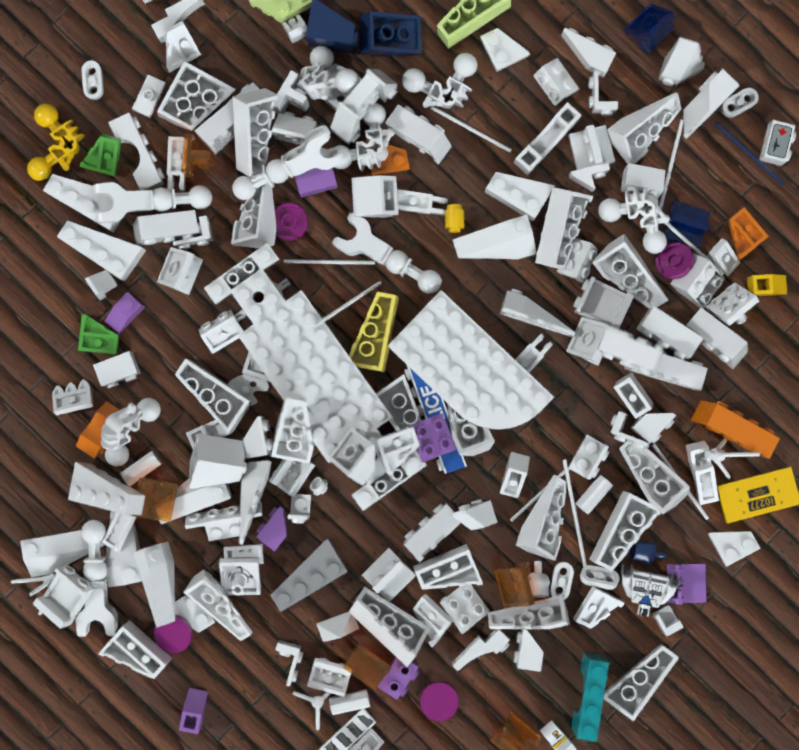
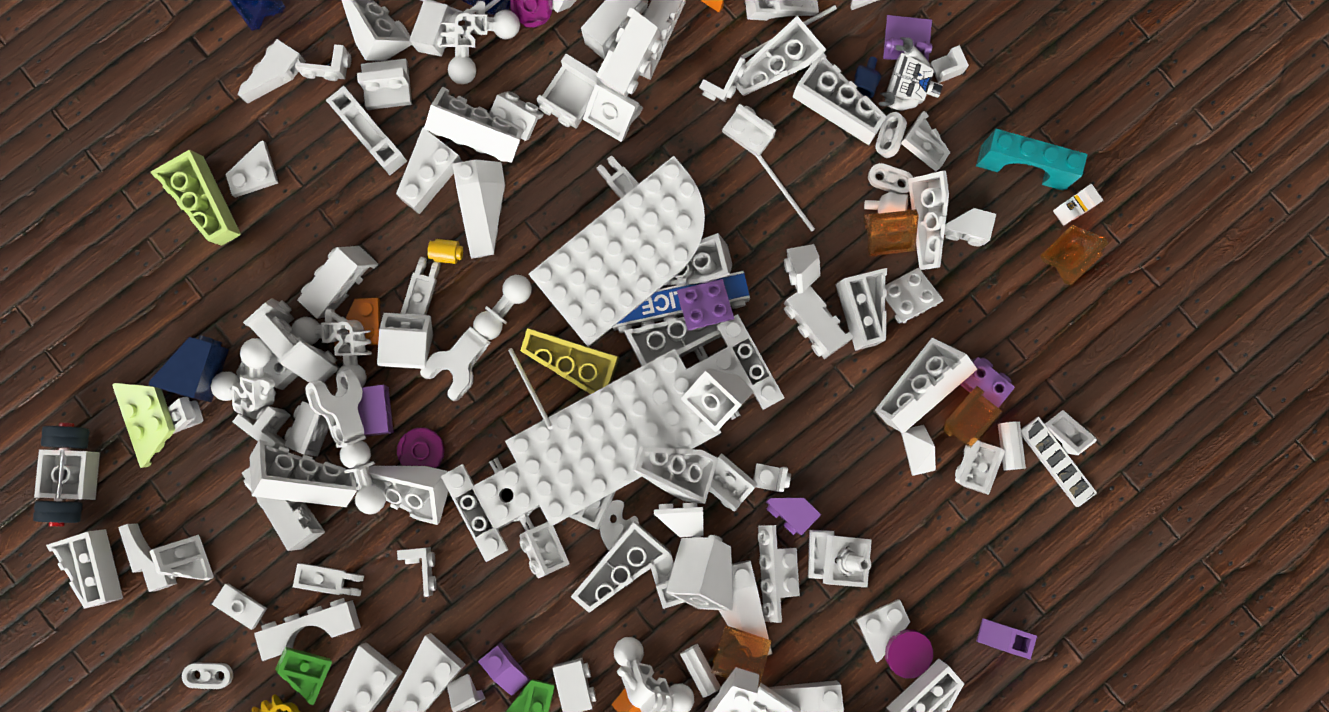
camera: 80 degrees left, 5 degrees down
(148, 200) = (367, 623): white piece -> none
(157, 576) = (837, 664): white wedge -> none
(165, 227) = (405, 604): white wedge -> none
(180, 270) = (460, 592): white bracket -> none
(192, 97) = (248, 550): white wedge -> none
(193, 157) = (322, 556): clear orange bracket -> none
(213, 599) = (868, 600): white wedge -> none
(252, 488) = (747, 535): white wedge -> none
(288, 649) = (941, 514): white bracket -> none
(315, 572) = (855, 475): light grey wedge -> none
(316, 702) = (1010, 483): white plant -> none
(319, 486) = (747, 452): white plate -> none
(329, 262) = (476, 410): white piece -> none
(388, 575) = (863, 381): white bracket -> none
(390, 34) = (211, 301): dark blue slope -> none
(397, 447) = (712, 345): white wing -> none
(434, 617) = (919, 332): white wing -> none
(439, 701) = (1019, 339): magenta tile -> none
(464, 66) = (265, 217): white piece -> none
(471, 129) = (340, 222): white piece -> none
(495, 642) = (956, 264): white slope -> none
(514, 475) = (760, 217): white slope -> none
(525, 310) = (567, 179): white wedge -> none
(541, 528) = (826, 195): white wedge -> none
(555, 81) = (300, 115): white bracket -> none
(574, 513) = (812, 155): white axle -> none
(585, 175) = (418, 93): white slope -> none
(594, 494) = (793, 129): white axle -> none
(625, 268) = (533, 61): white wedge -> none
(633, 395) = (682, 69): white brick -> none
(637, 686) = (1017, 100): white wedge -> none
(650, 425) = (720, 55): white slope -> none

